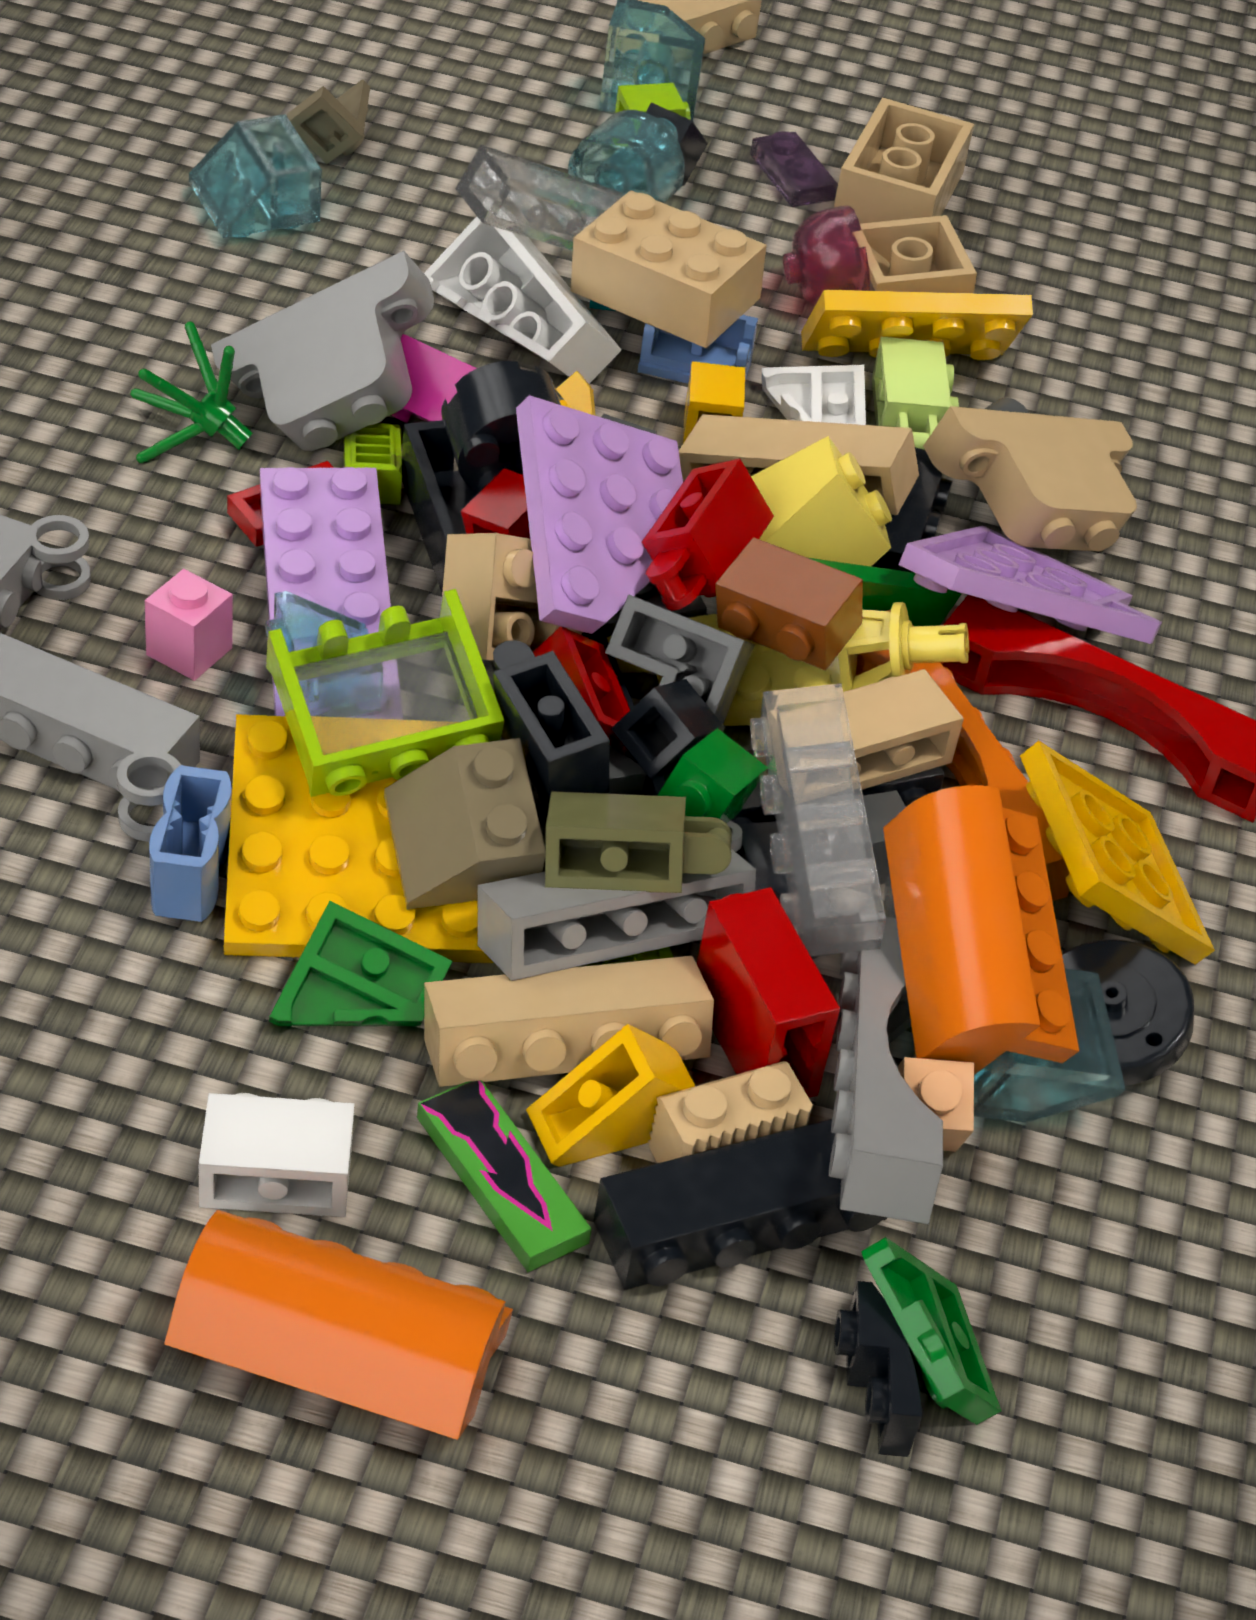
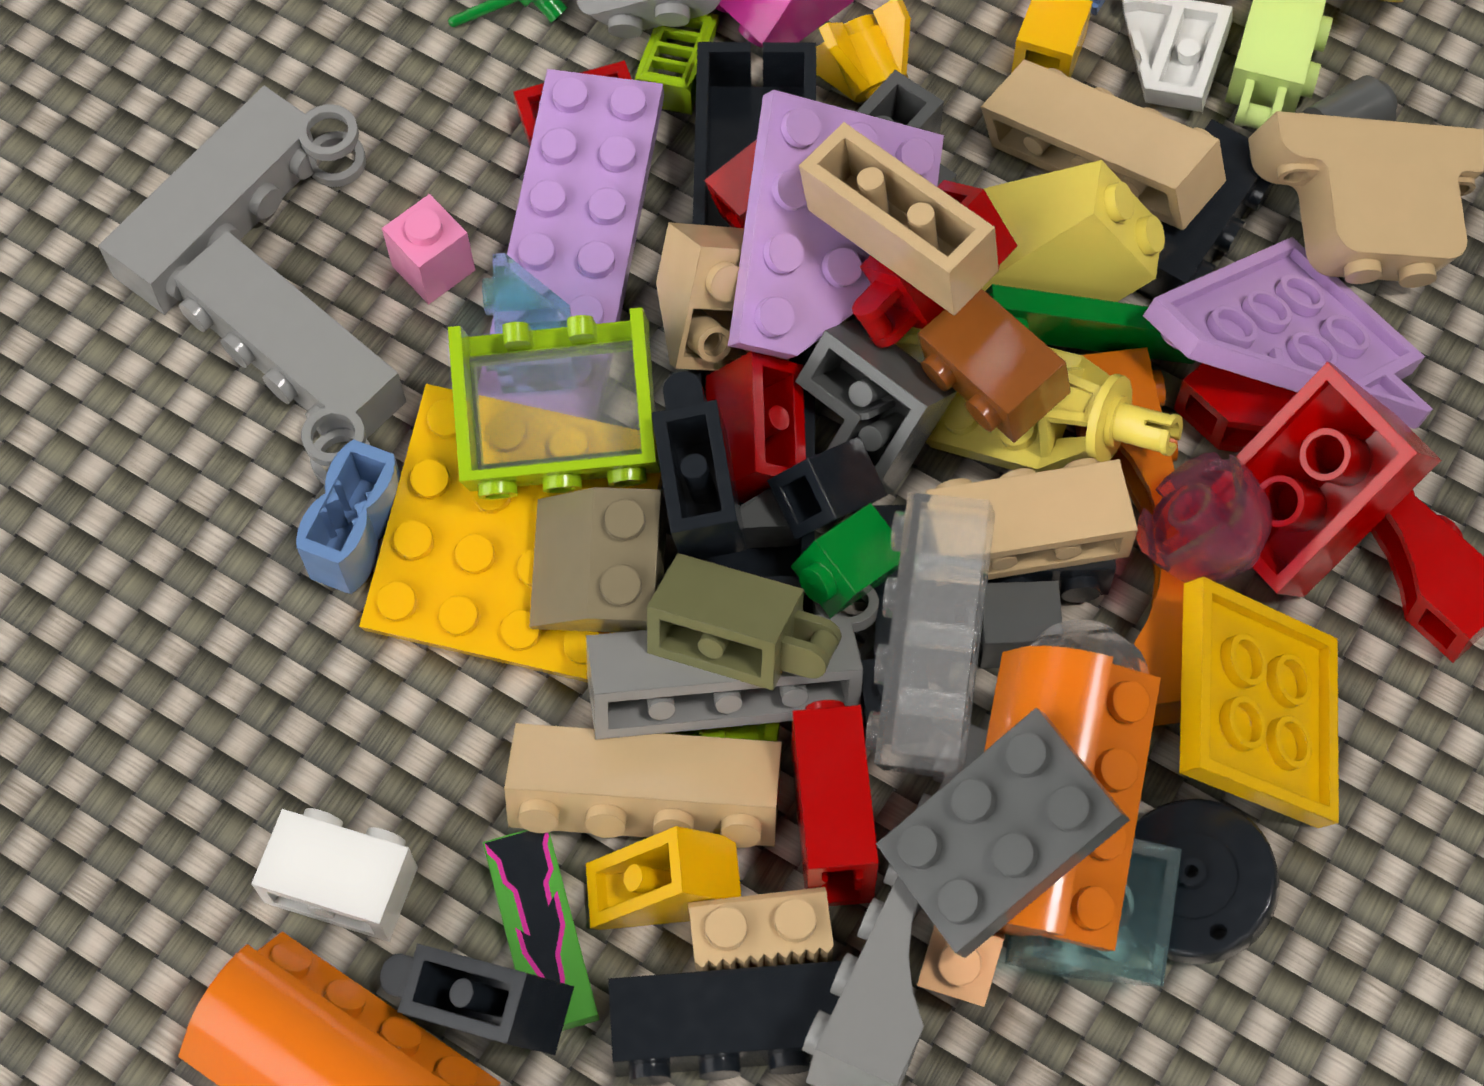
camera: 25 degrees right, 20 degrees up
(357, 976) = (468, 690): green wing -> none
(473, 1217) = (479, 997): none -> black brick
(484, 418) = (777, 58): black brick -> none
(684, 471) = (899, 218): none -> tan brick
(952, 948) = (1001, 832): none -> dark grey plate
(1017, 704) = (1208, 520): none -> clear pink cylinder
(1094, 671) = (1331, 474): none -> red slope

